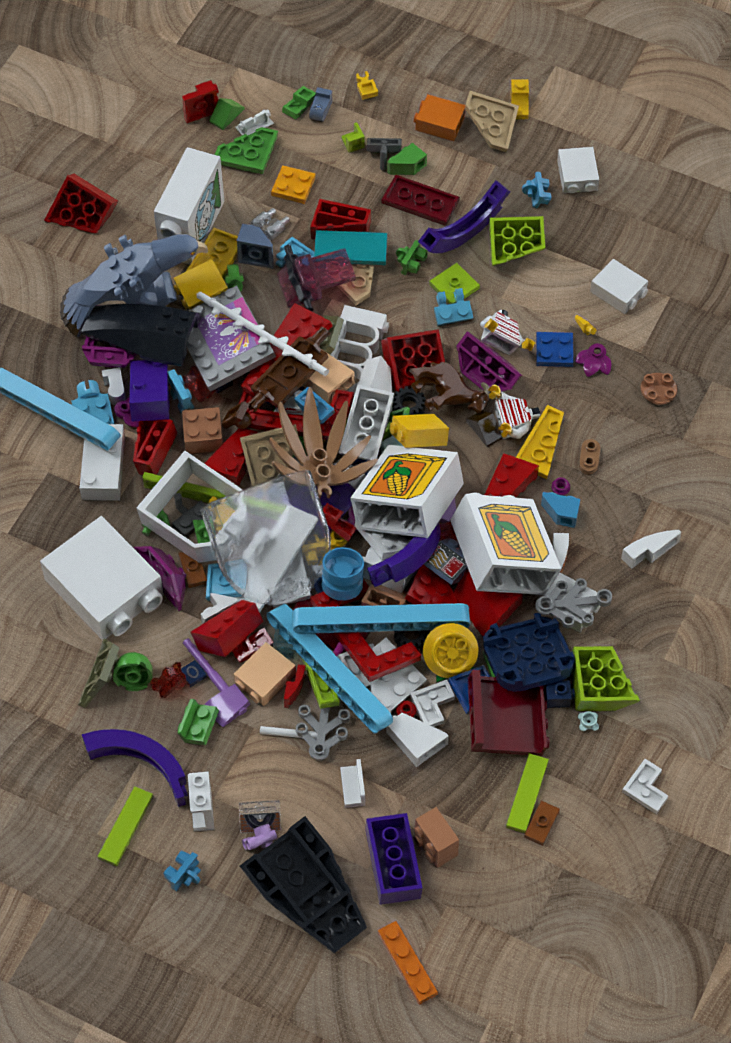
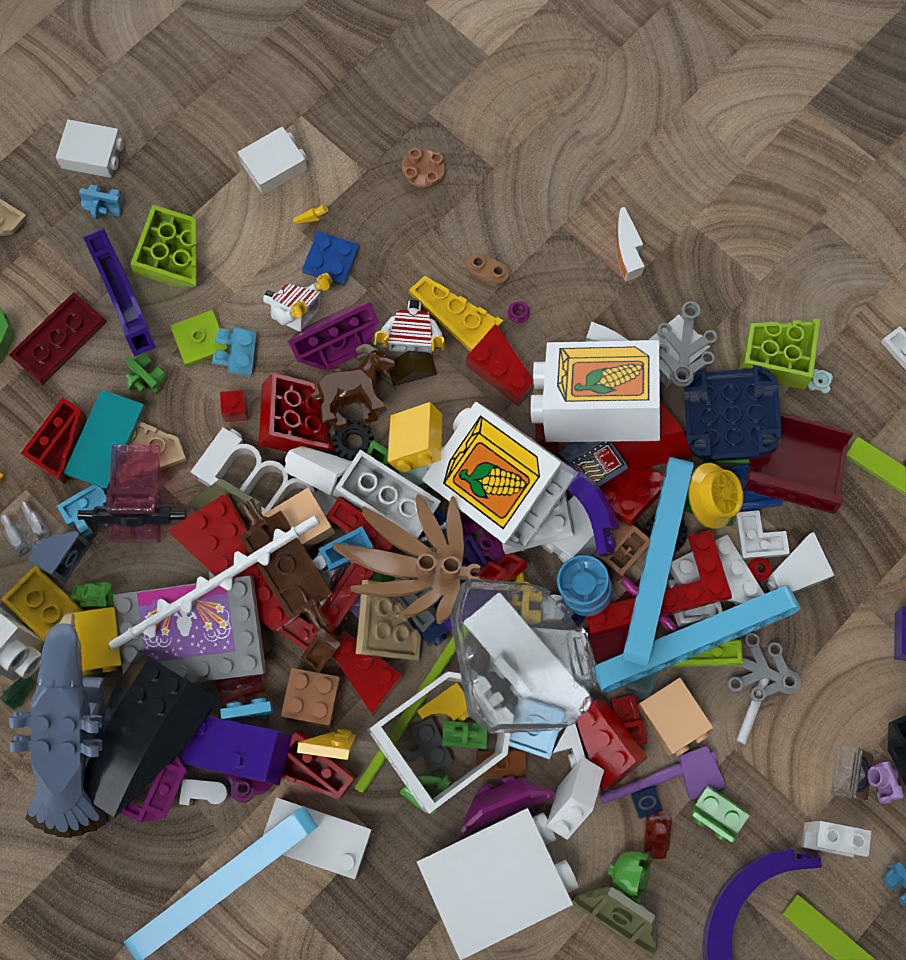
camera: 75 degrees left, 15 degrees up
(93, 402) = (228, 830): medium azure plate -> none
(167, 439) = (331, 744): none -> yellow wing
(178, 608) = (575, 798): none -> white brick
(294, 688) = (704, 691): red slope -> none
(353, 785) = (839, 655): white panel -> none
(407, 319) = (234, 406): none -> red brick
(559, 694) = (788, 397): dark blue brick -> none
(561, 508) = (552, 319): dark azure slope -> none
(594, 362) = (364, 223): magenta plate -> none

